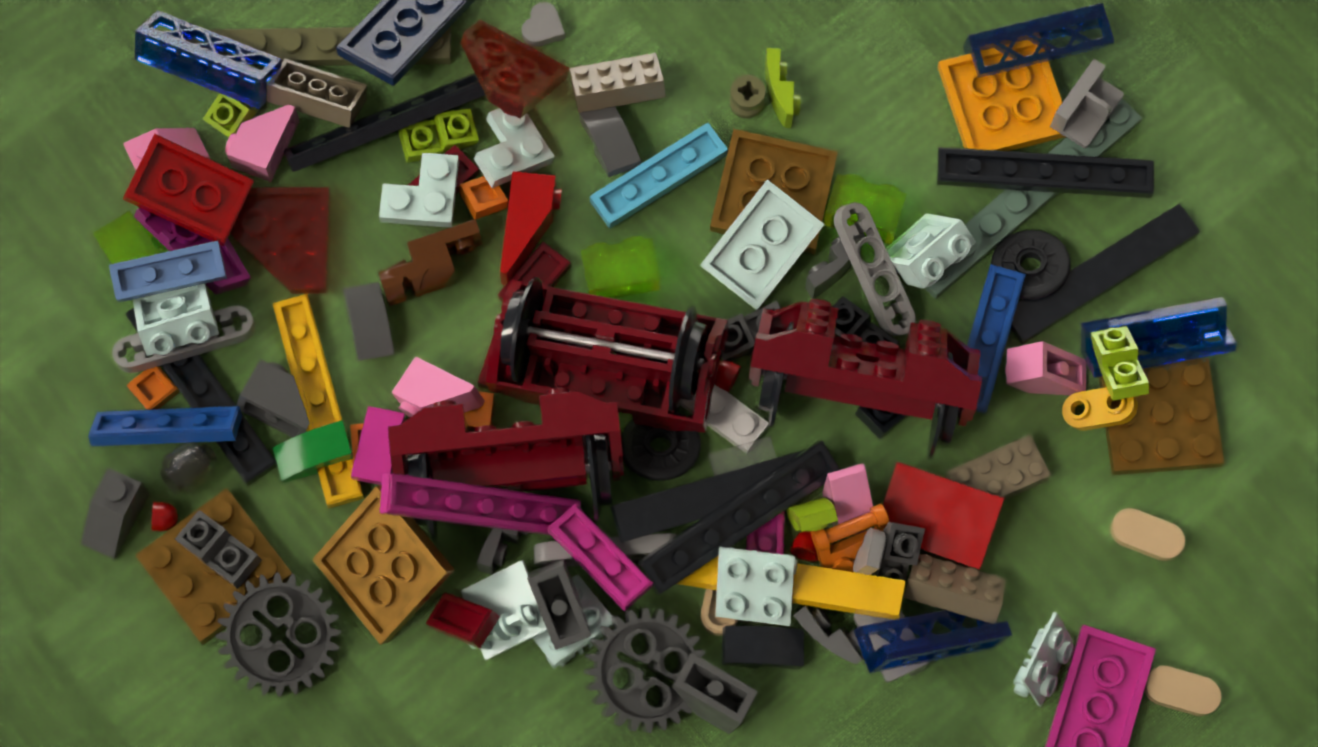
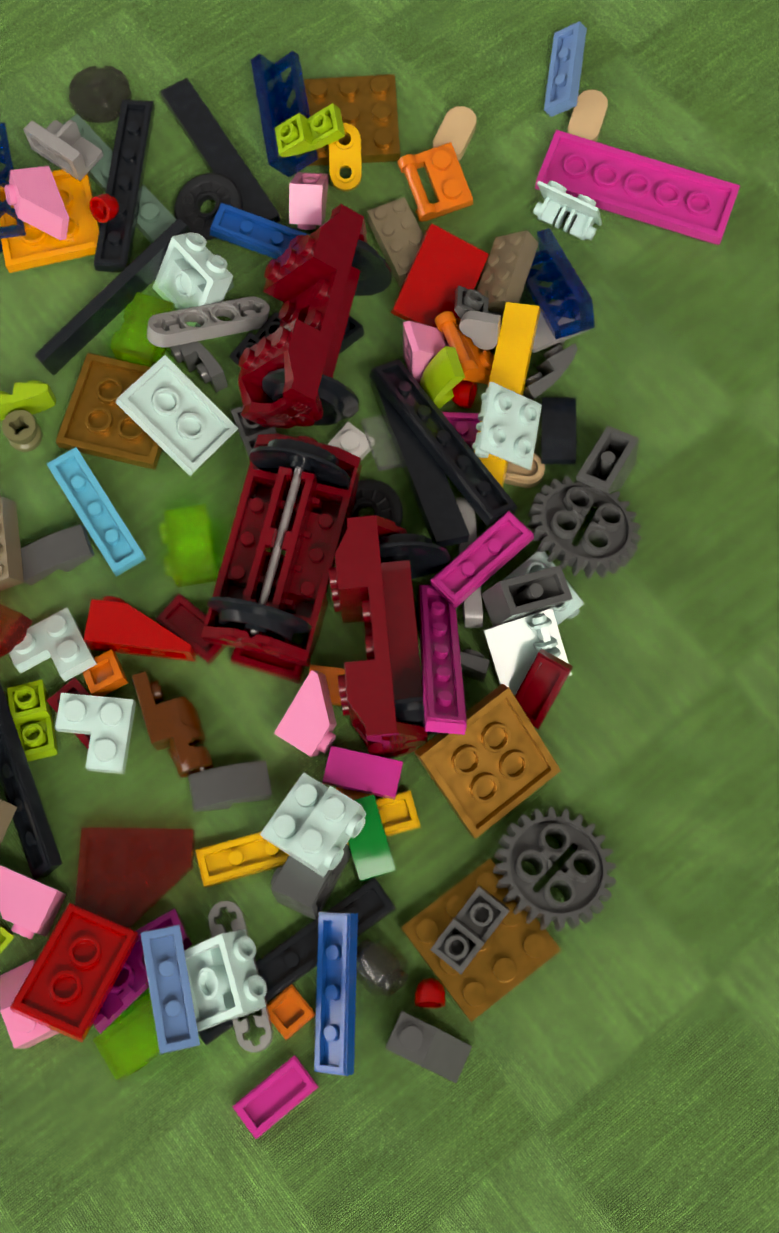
camera: 85 degrees left, 0 degrees up
(77, 379) = (275, 1097): none -> dark pink tile
(320, 396) = (315, 824): none -> light aqua plate
(898, 169) = (107, 303): none -> black tile
(1003, 151) = (104, 207): none -> red hinge
(1010, 82) = (38, 200): none -> bright pink slope
(1081, 522) = (445, 178): none -> orange plate
(1175, 140) = (99, 93): none -> clear smoke tile
(1246, 662) = (565, 69): none -> medium blue plate

